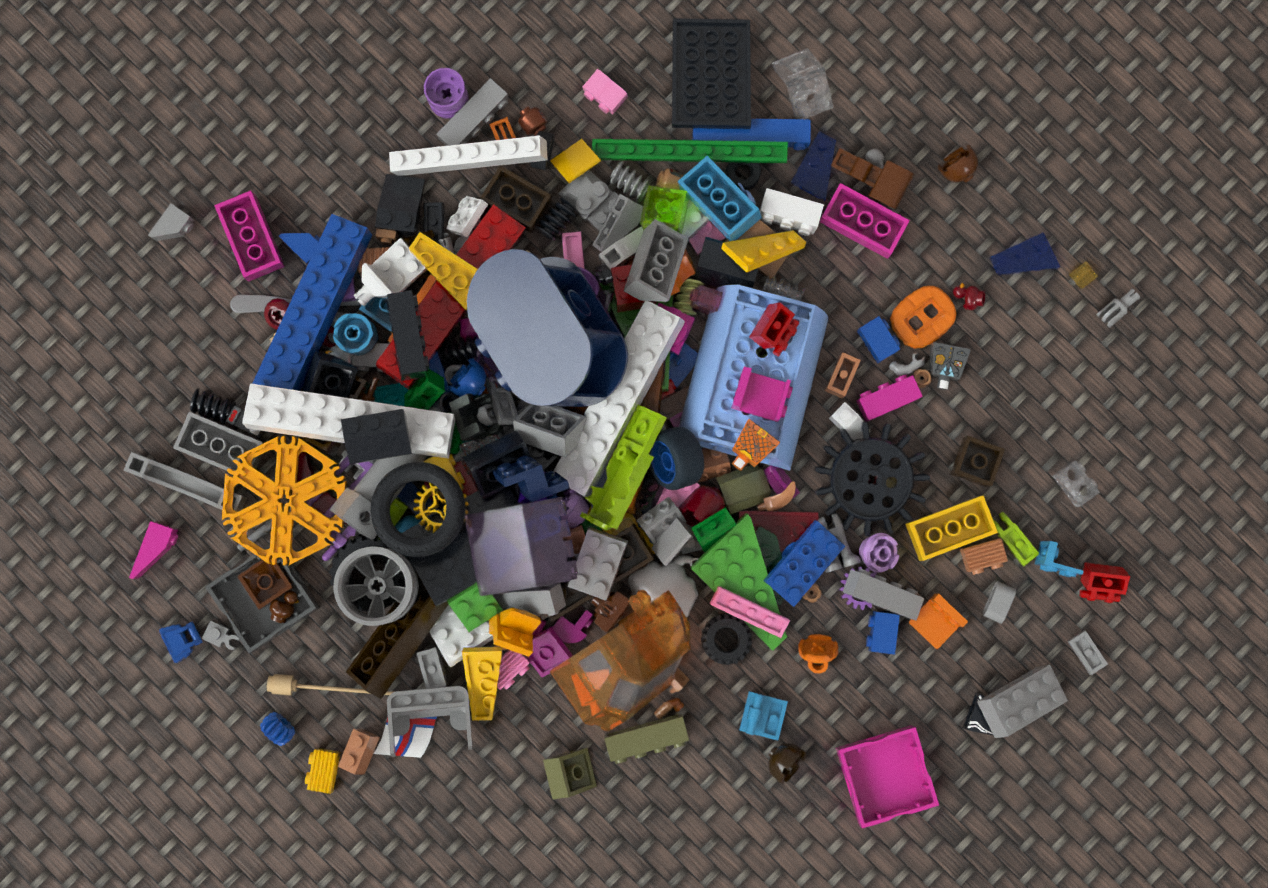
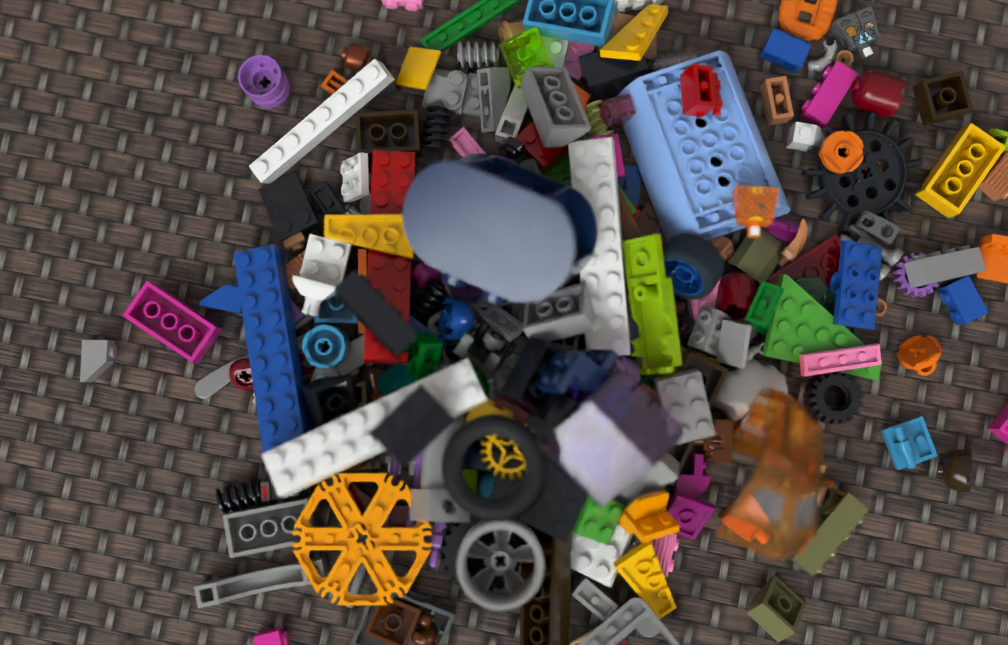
camera: 30 degrees left, 0 degrees up
(474, 114) = (302, 85): light grey brick -> none
(761, 395) = (730, 159): dark pink panel -> none
(851, 527) = (877, 227): none -> dark grey leg
(870, 456) = (829, 152): none -> orange plate
(879, 552) = (914, 233): lavender cone -> none
(926, 421) = (878, 93): none -> dark red cylinder

